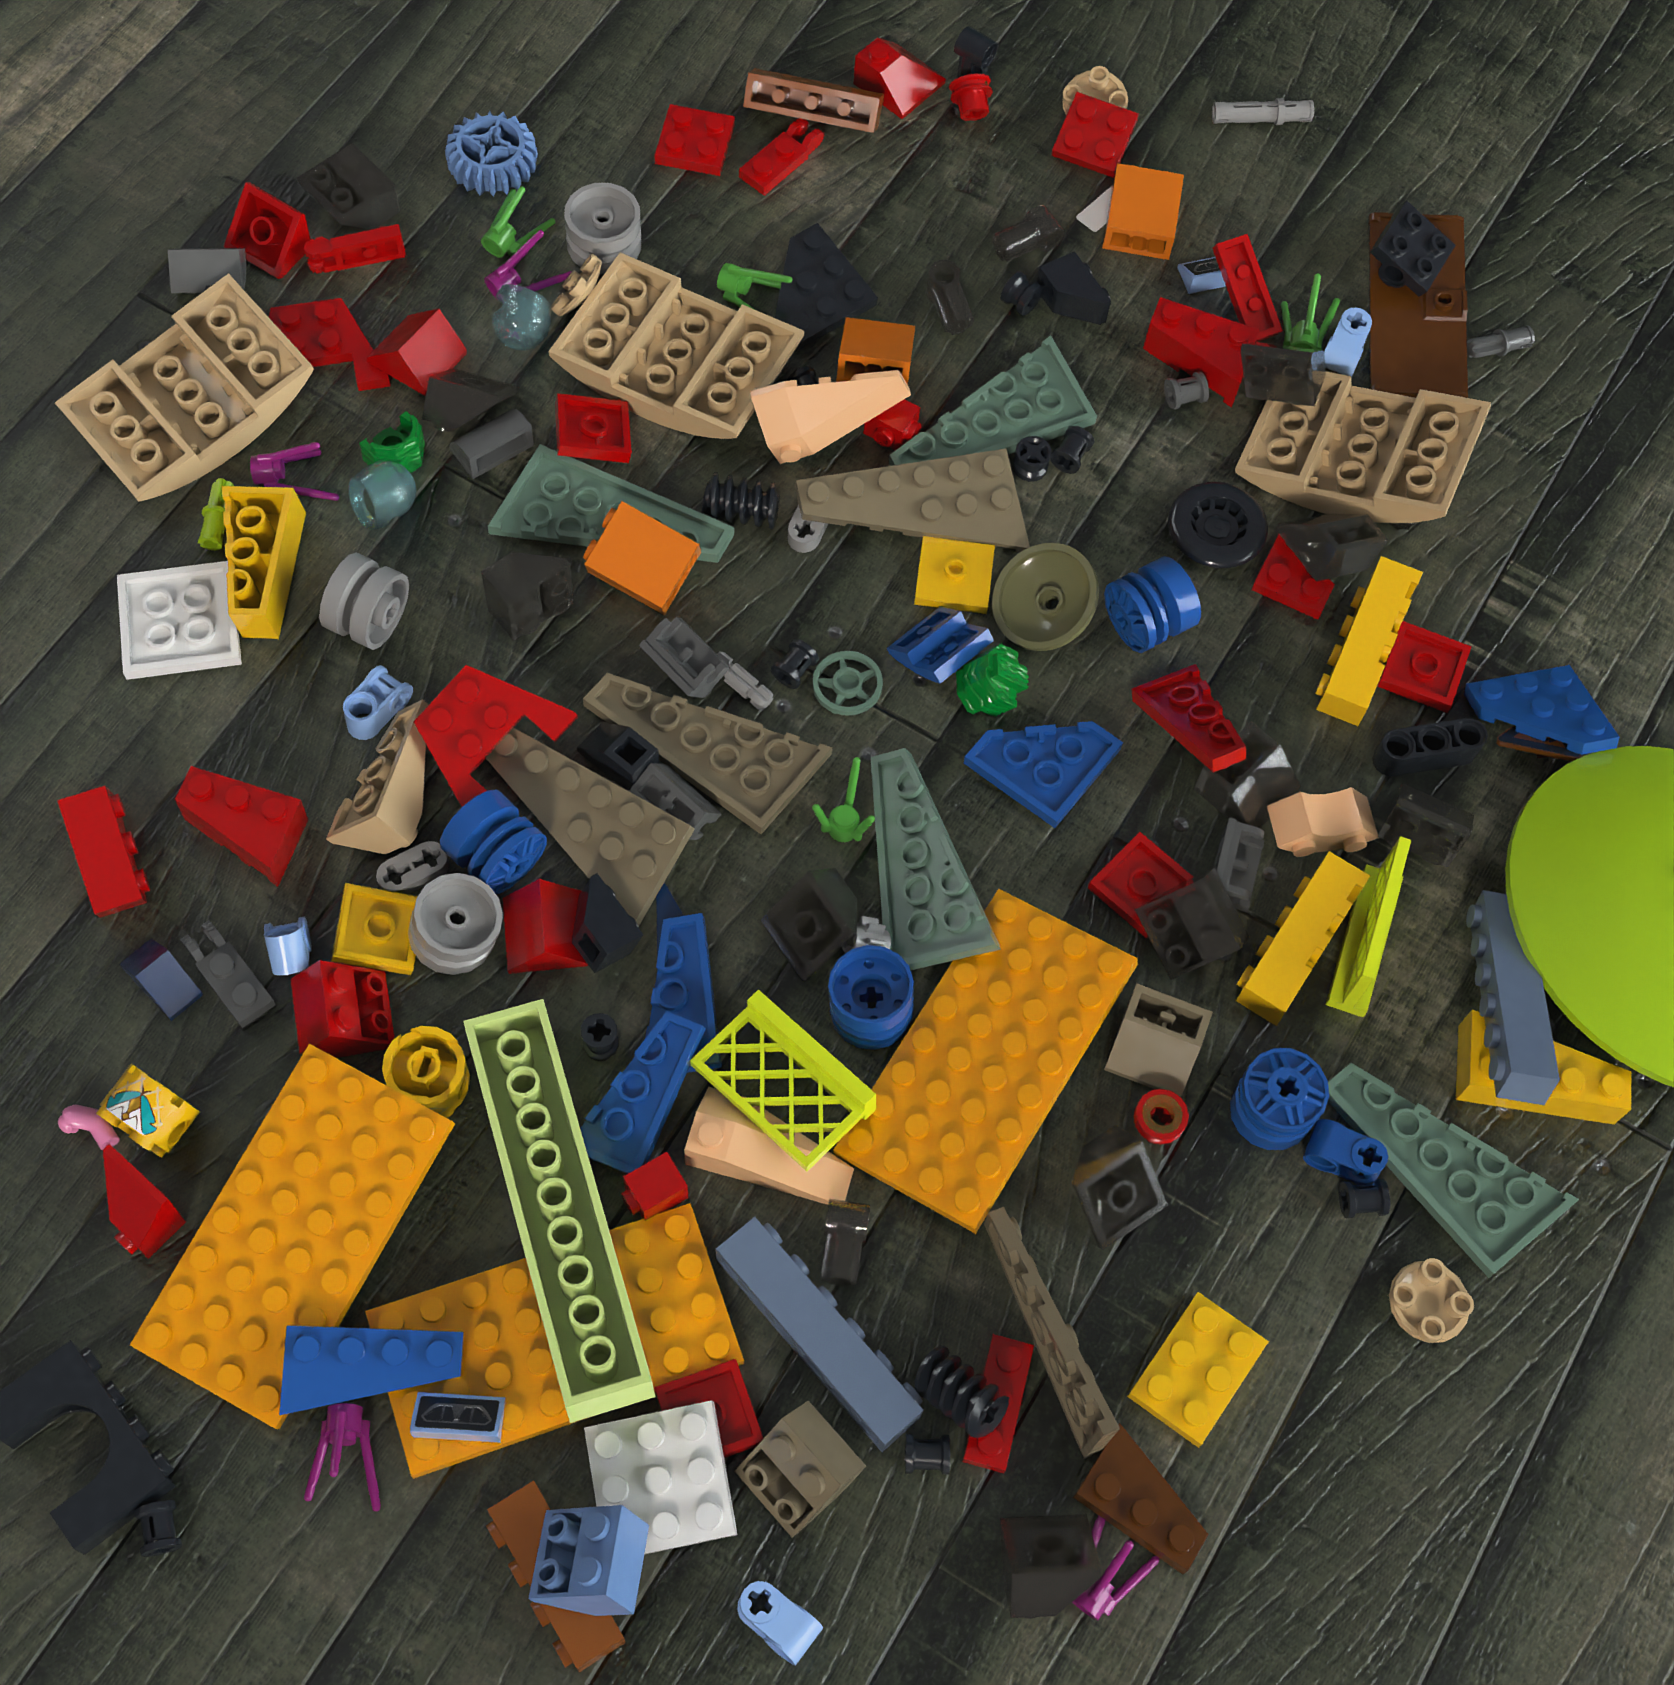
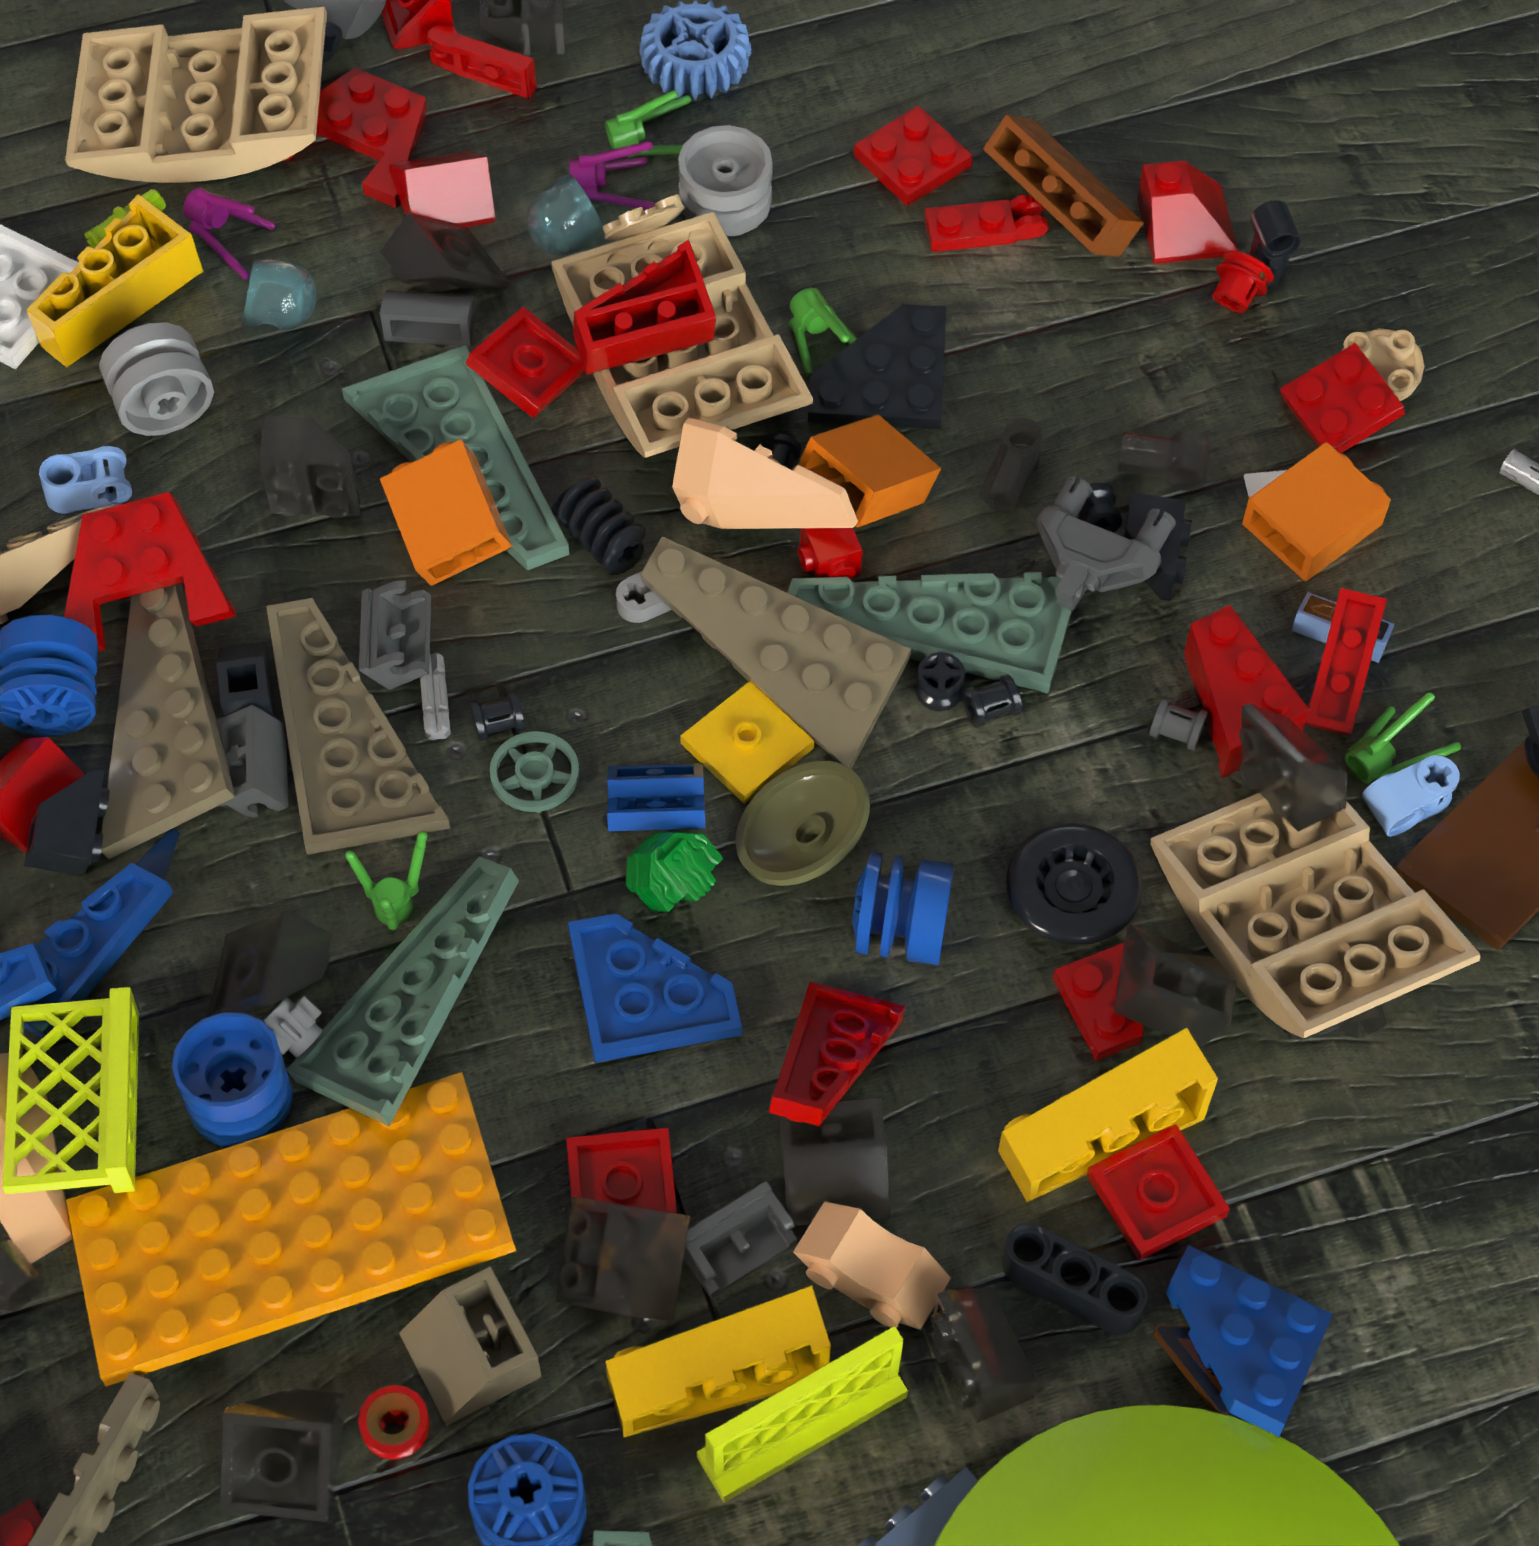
camera: 45 degrees right, 5 degrees down
(400, 445) = (334, 265): green hair -> none
(658, 343) = (646, 316): none -> red wedge
(1052, 320) = (1093, 556): none -> dark grey connector

